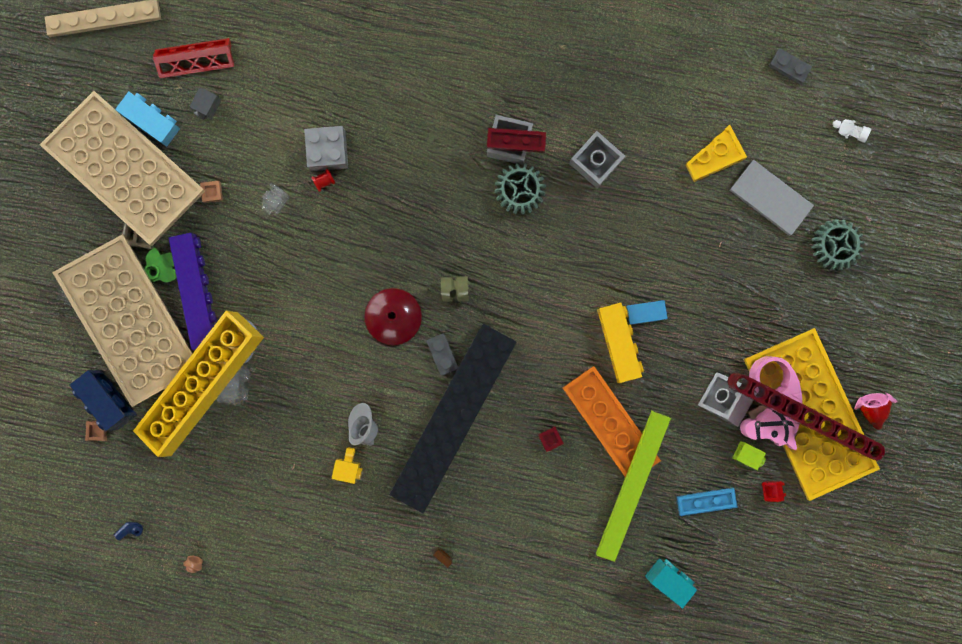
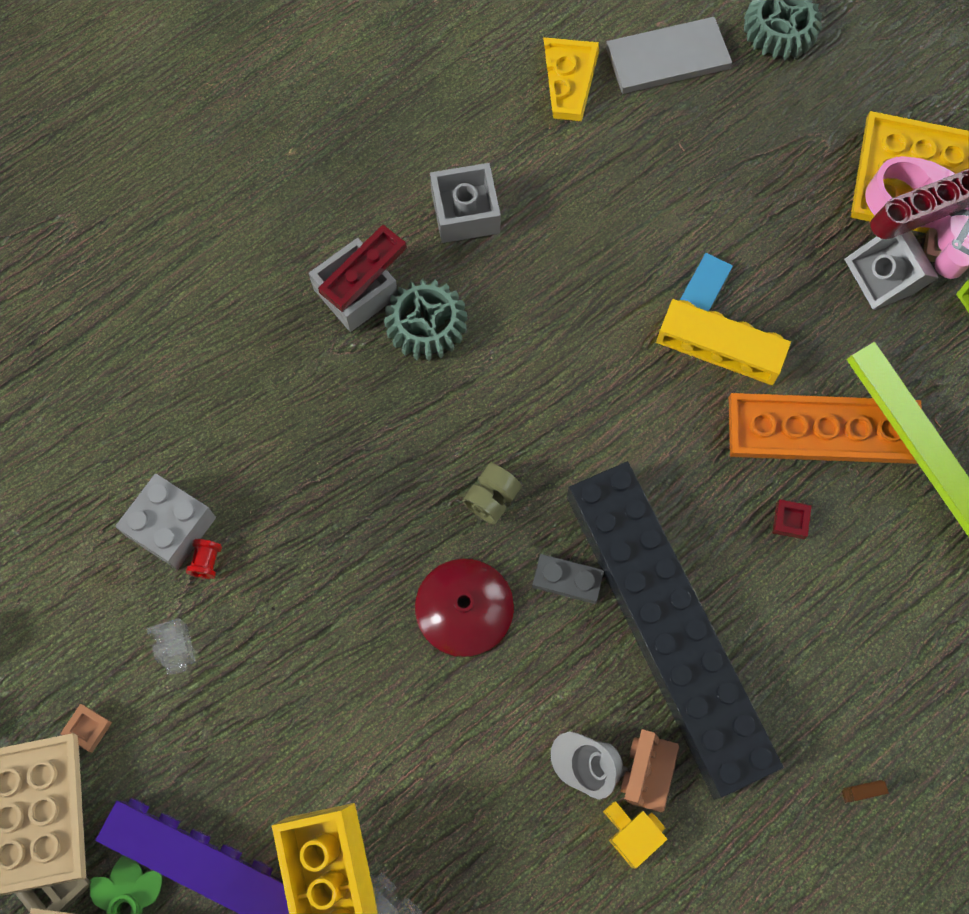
camera: 50 degrees left, 15 degrees down
(379, 456) = (651, 771): none -> nougat bracket

